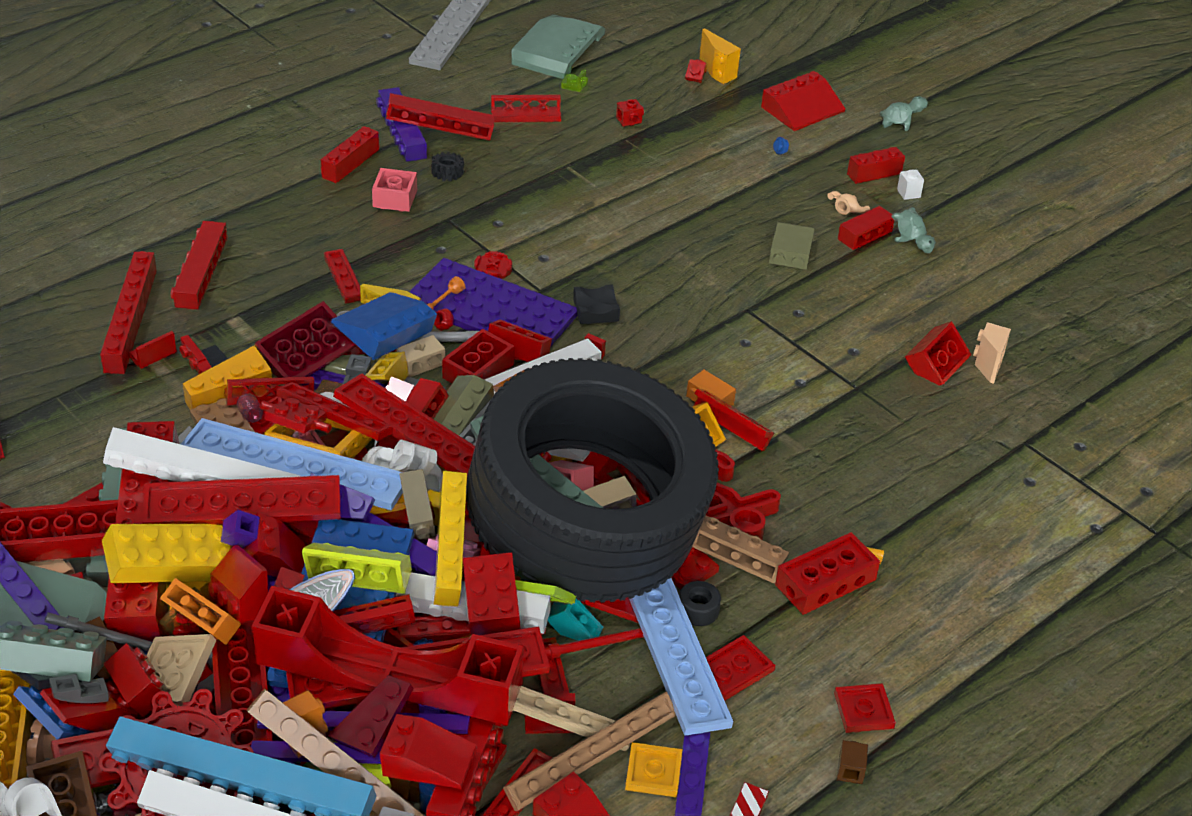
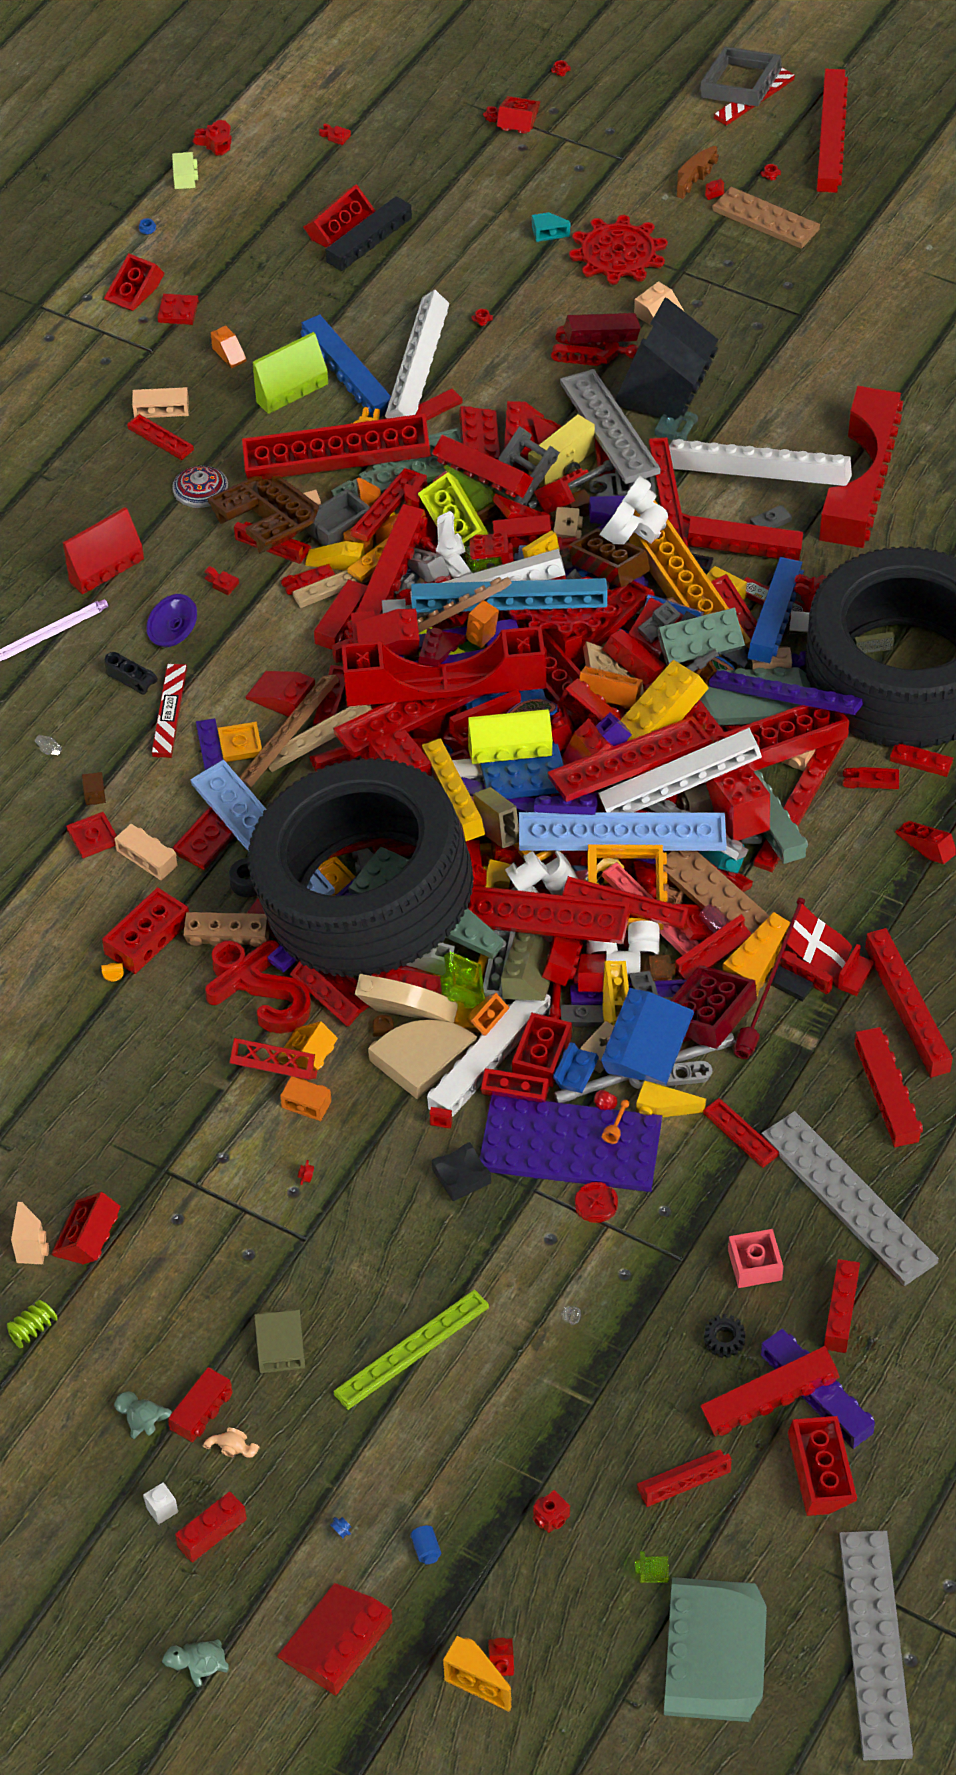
camera: 165 degrees right, 10 degrees up
(174, 369) = (811, 942): none -> flag
(291, 218) = (850, 1199): none -> light grey plate
(296, 415) = (649, 873): red plate -> none
(431, 80) = (821, 1464): none -> red slope
(456, 333) = (575, 1068): none -> blue bracket
(555, 206) = (574, 1312): none -> clear hinge
(686, 222) = (410, 1349): none -> lime tile
(724, 123) = (425, 1544): none -> blue brick
(731, 342) = (305, 1172): none -> red plate
(806, 665) = (146, 851): none -> light nougat brick
(995, 305) = (30, 1321): none -> lime piece

